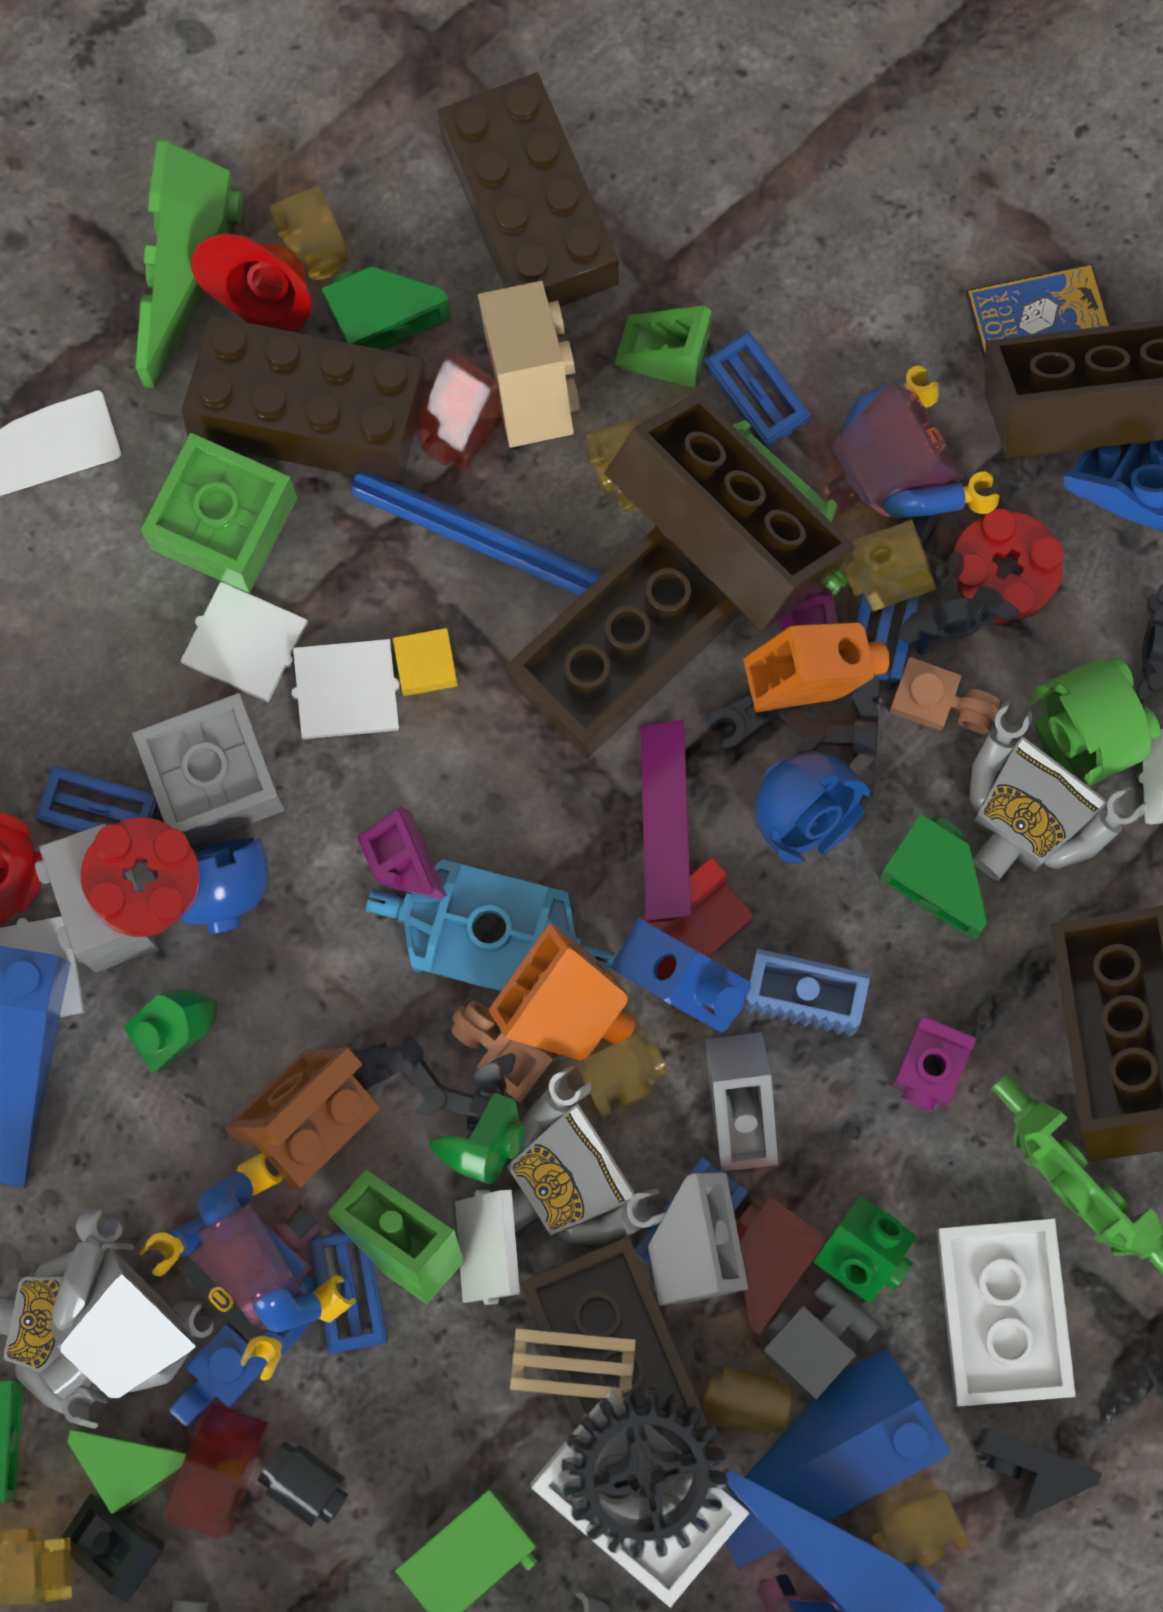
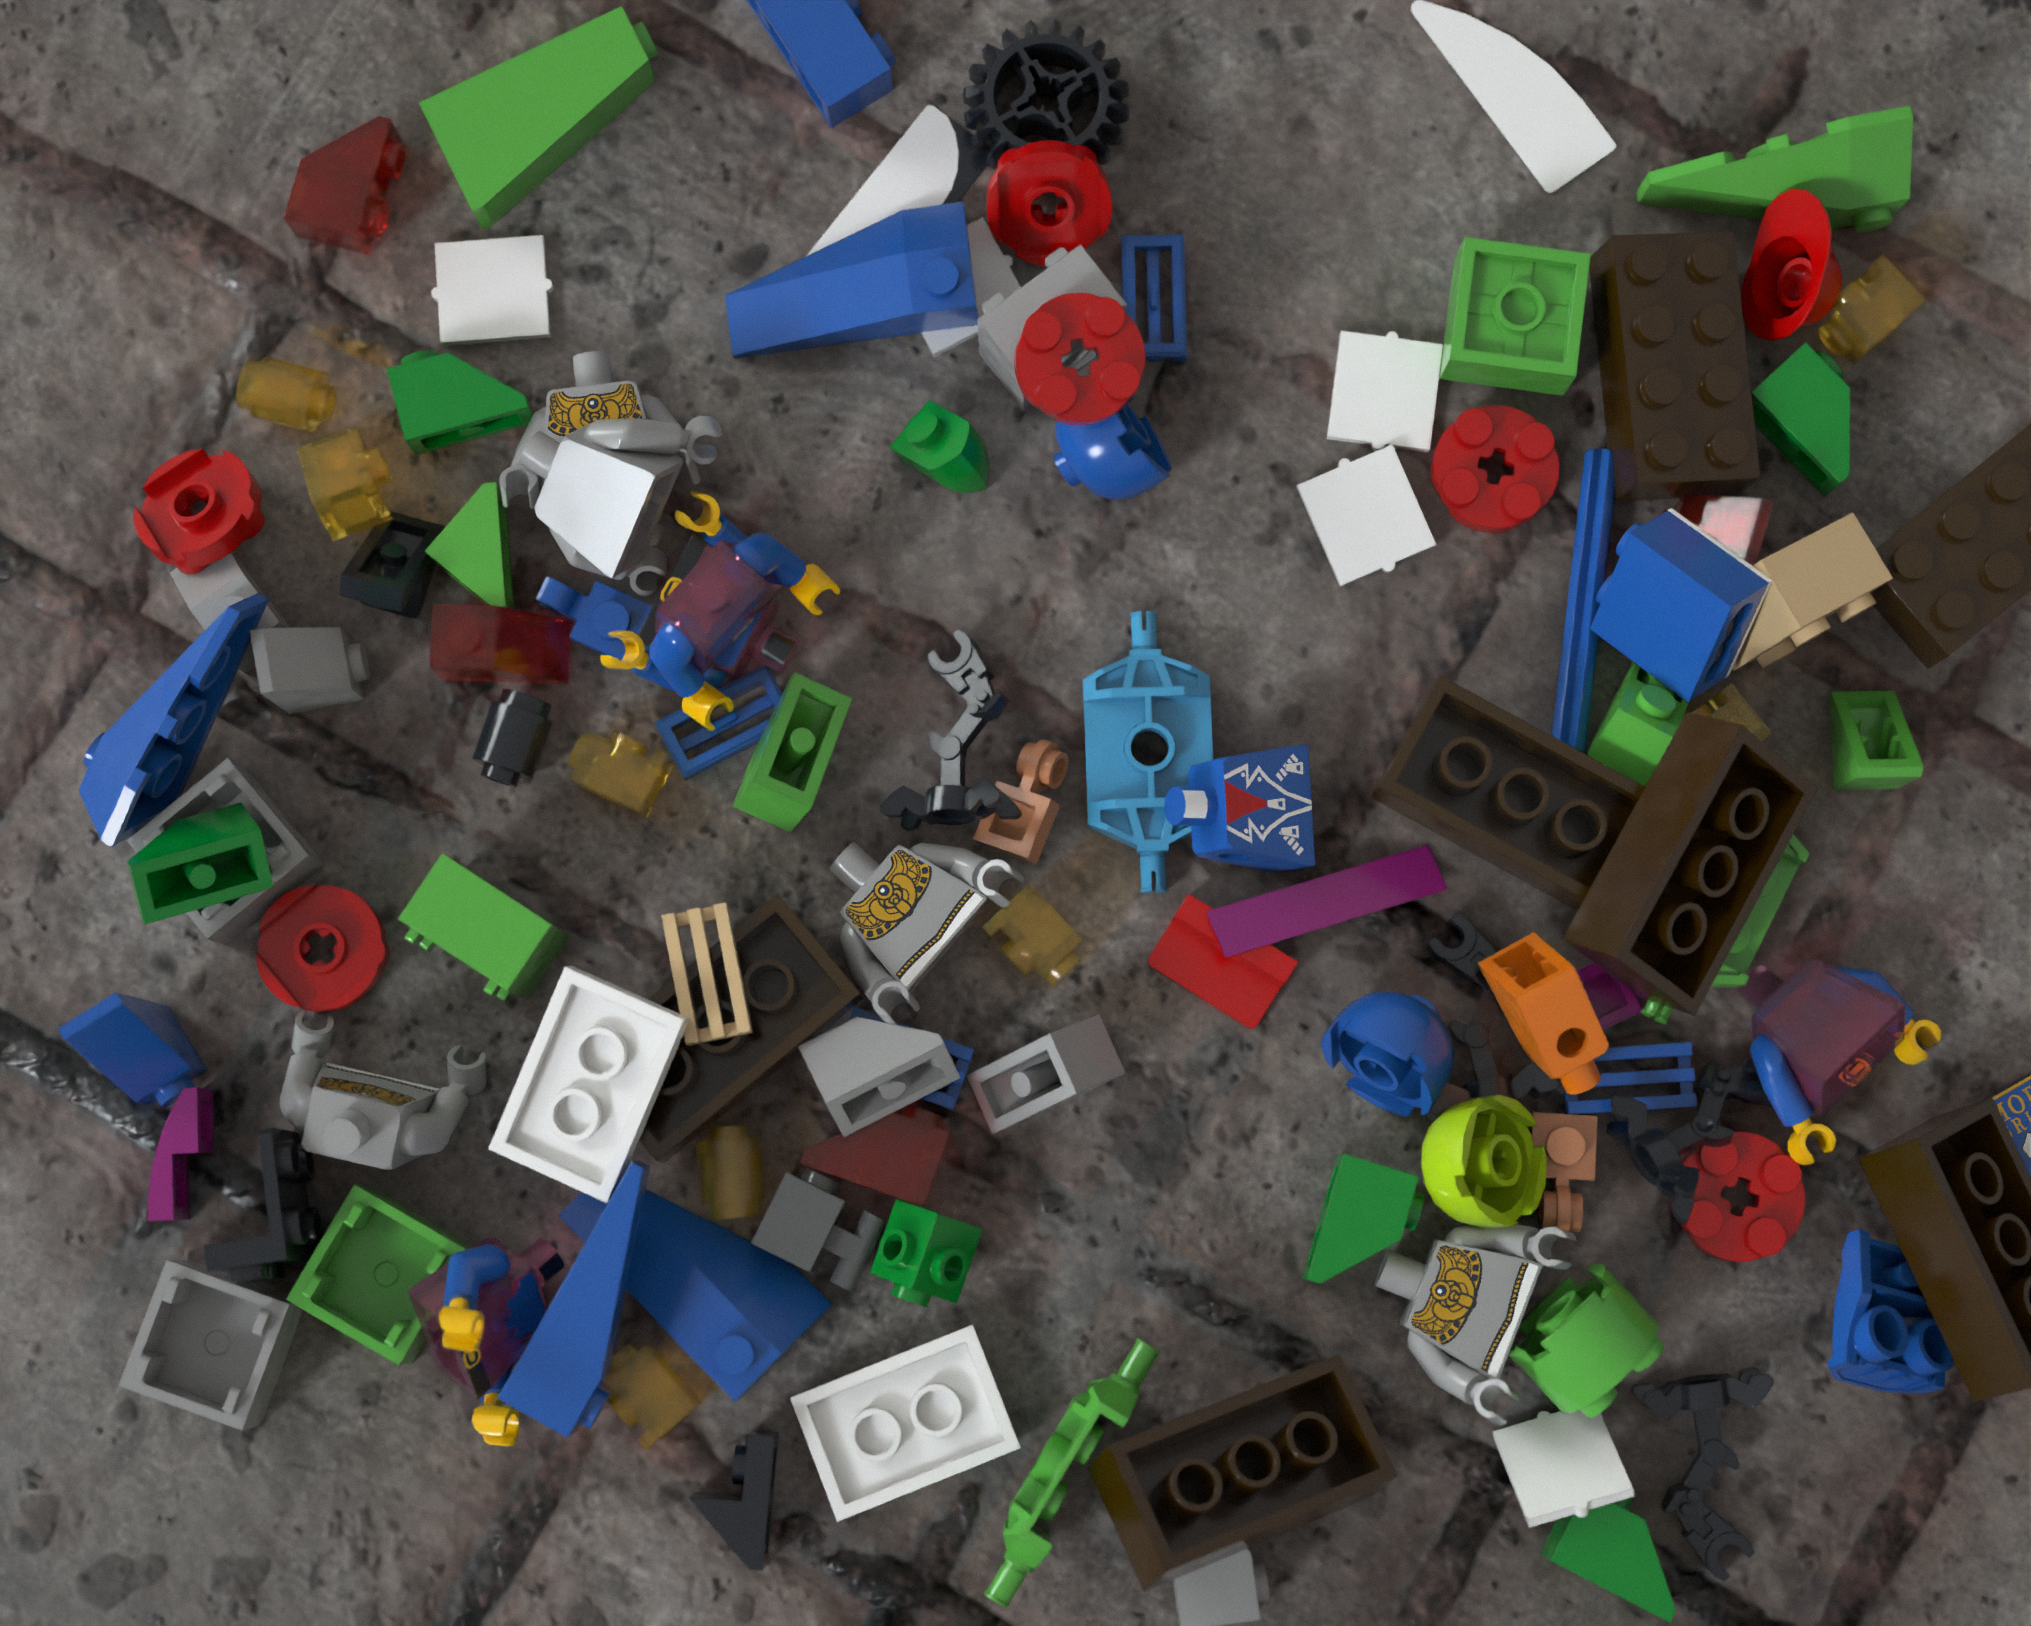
camera: 70 degrees right, 5 degrees up
(209, 770) = (1225, 397): light grey container -> none
(306, 1113) = (890, 617): dark orange bracket -> none
(332, 541) = (1525, 448): none -> red plate
(363, 1397) = (620, 771): none -> clear yellow brick
(400, 856) = (1199, 629): magenta tile -> none
(425, 662) = (1423, 590): yellow tile -> none
(487, 1246) = (809, 850): white piece -> none
(490, 1145) = (916, 819): green plate -> none
(508, 454) = (1679, 603): none -> blue piece
(562, 1000) = (1093, 848): orange torso -> none
(569, 858) = (1249, 809): none -> blue torso
(589, 515) = (1638, 725): none -> bright green slope
(672, 1468) = (625, 1103): black gear -> none
(695, 987) = (1155, 990): blue torso -> none
(782, 426) = (1820, 900): blue tile -> none
(807, 992) = (1183, 1107): medium blue brick -> none
(890, 566) = (1690, 1063): clear yellow brick -> none
(923, 758) = (1484, 1162): none -> lime cylinder
(939, 1041) = (1173, 1274): magenta brick -> none

